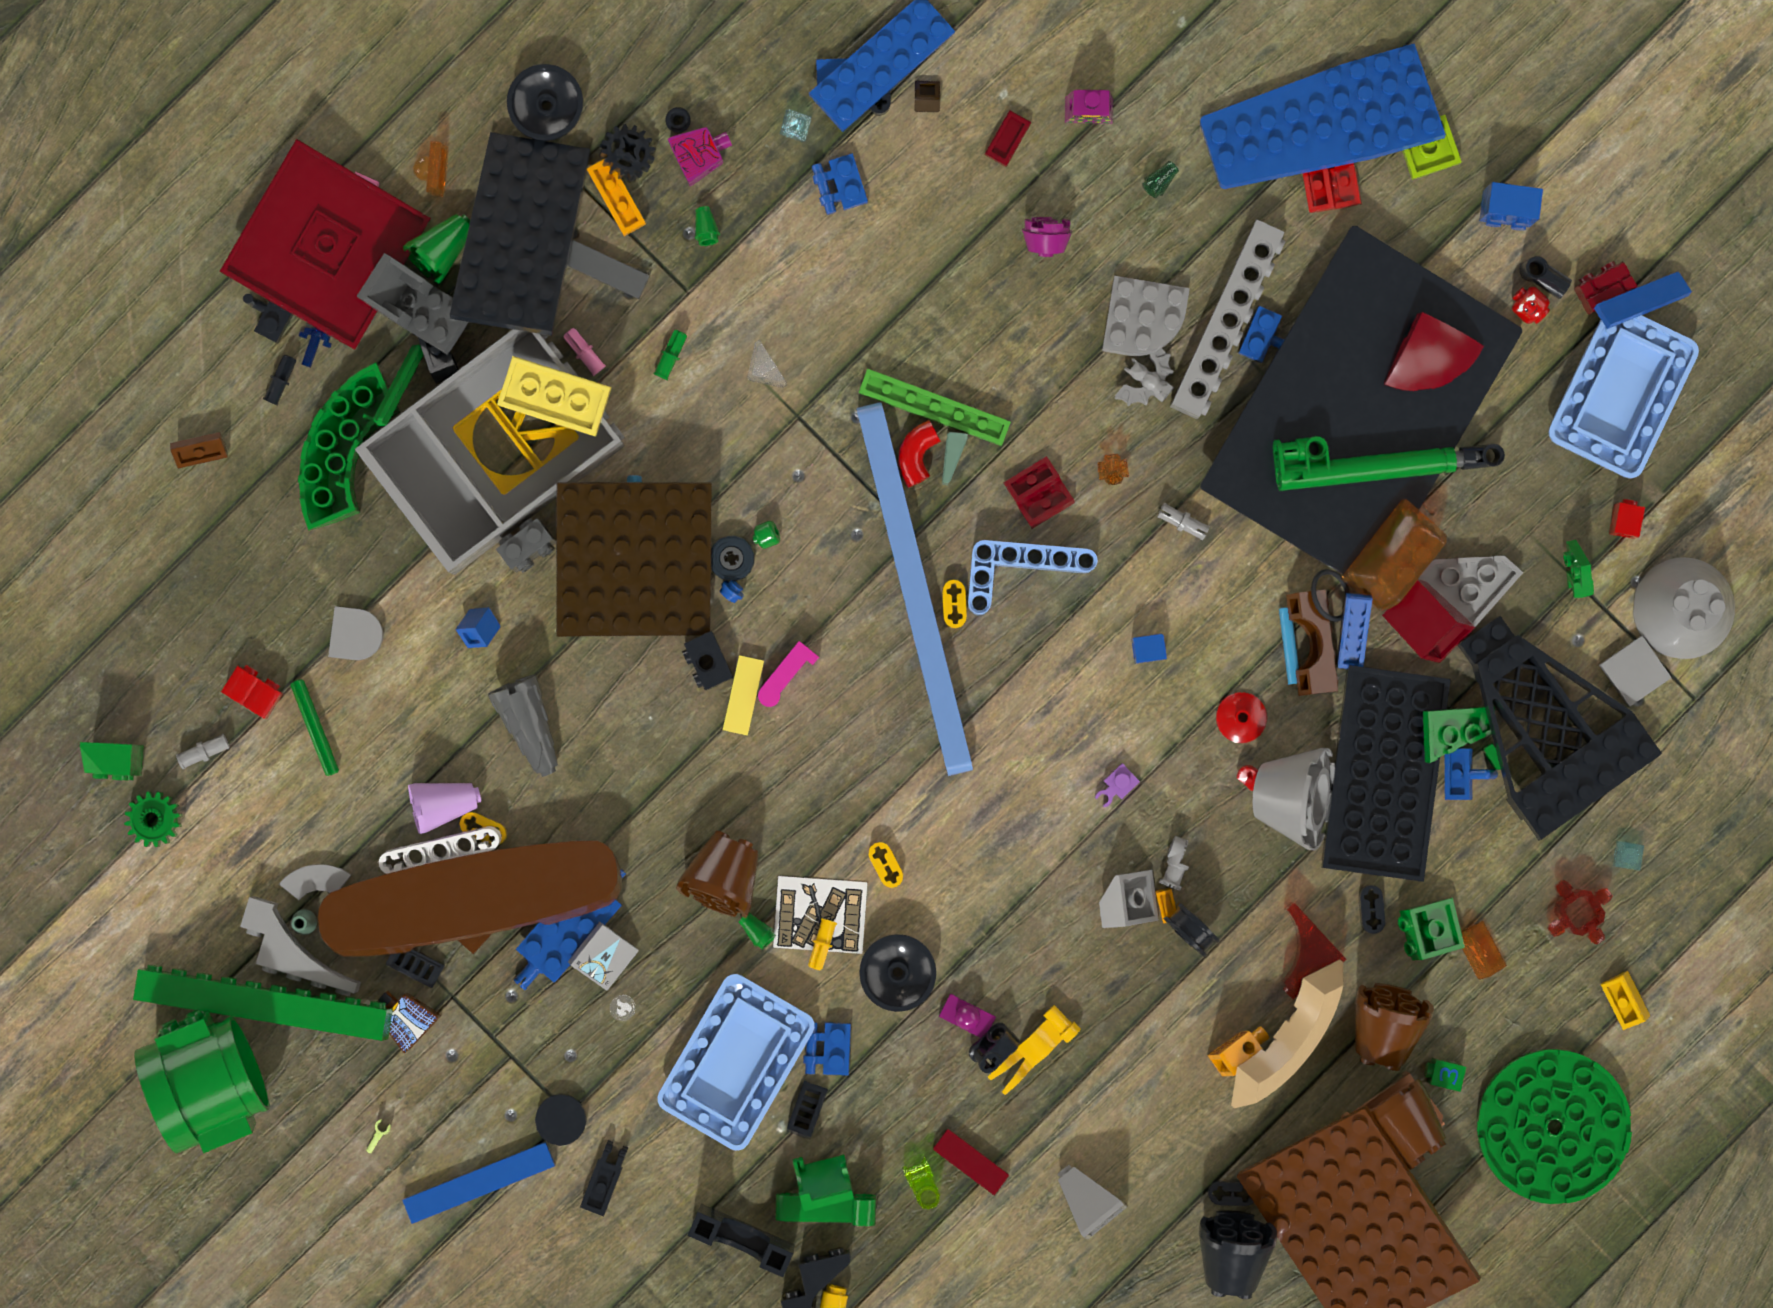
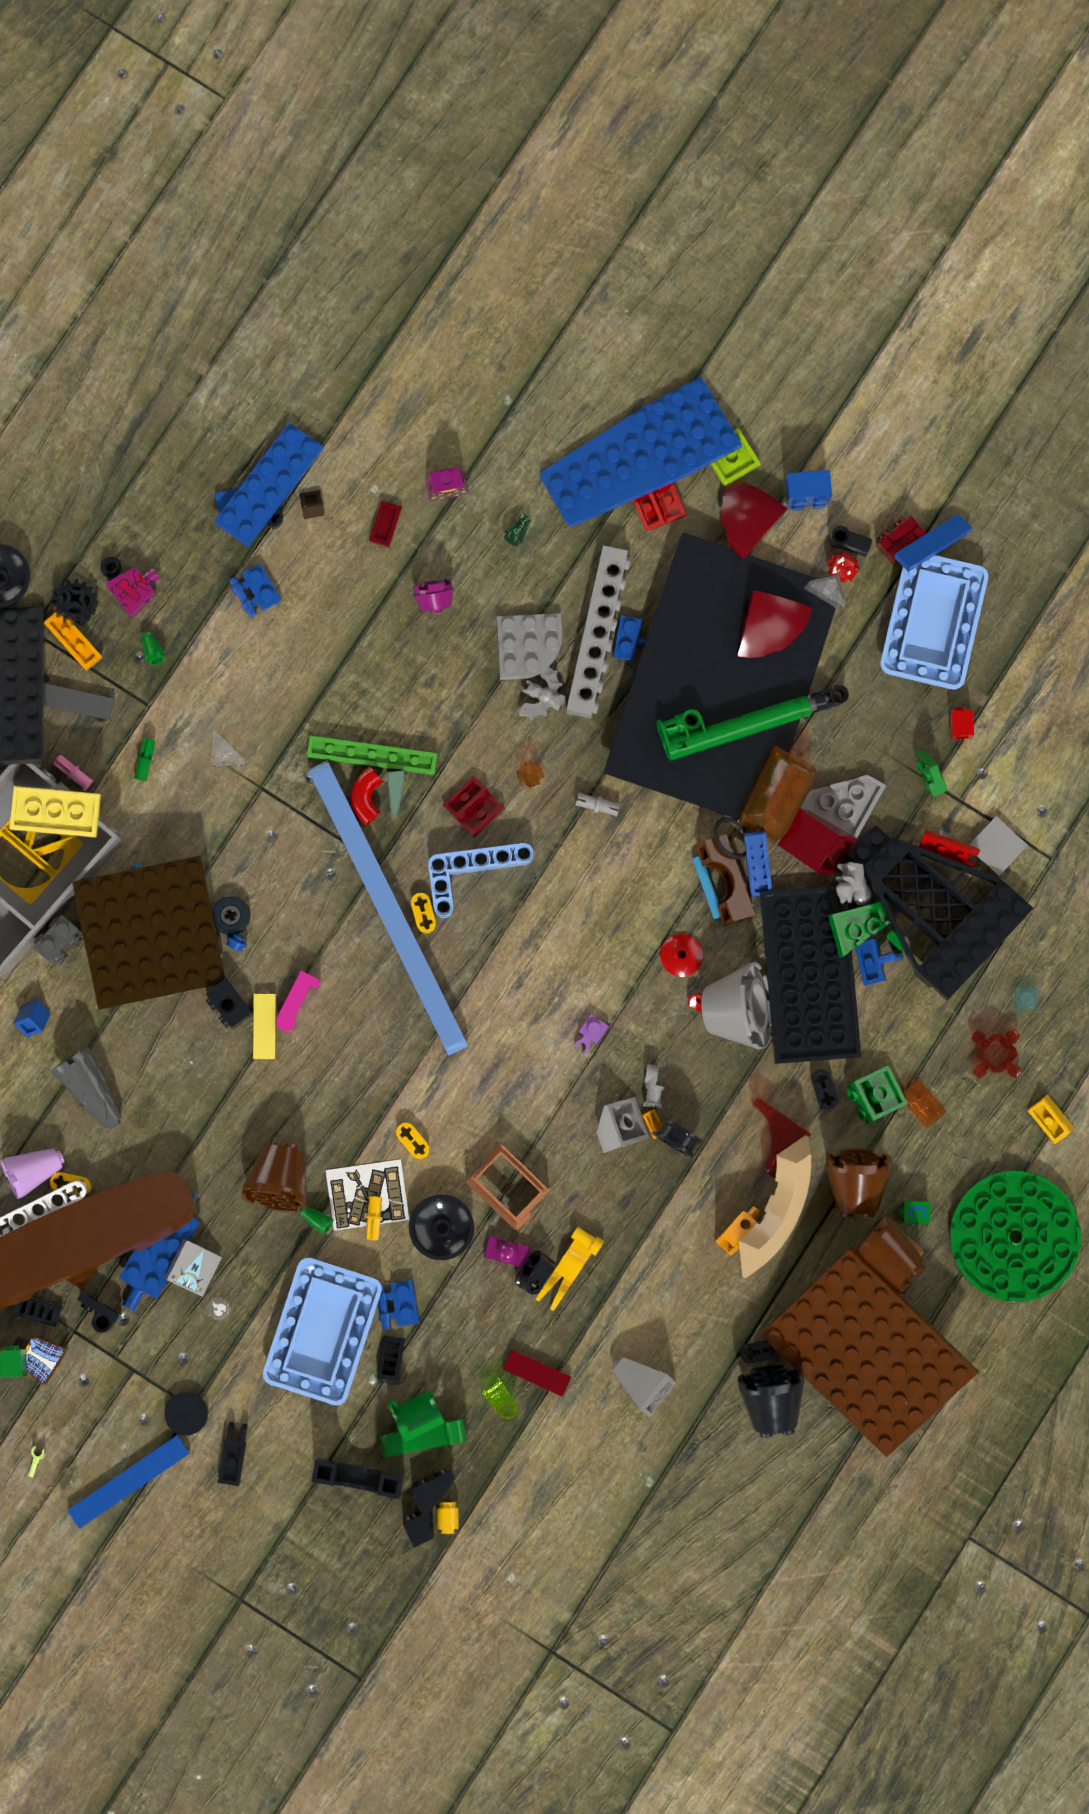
camera: 10 degrees left, 5 degrees down
(476, 971) = (91, 1304): none -> black plate
(766, 534) = (255, 890): green piece -> none
(795, 125) = (208, 551): clear light blue tile -> none
(969, 906) = (524, 1215): none -> nougat piece
(1149, 648) = (592, 914): blue panel -> none
(1433, 220) = (748, 515): none -> dark red brick
(1459, 681) = (853, 885): none -> light grey animal
(1508, 329) = (829, 590): none -> clear slope
(1579, 661) = (949, 848): none -> red hinge
(1683, 608) = (1025, 786): light grey cone -> none

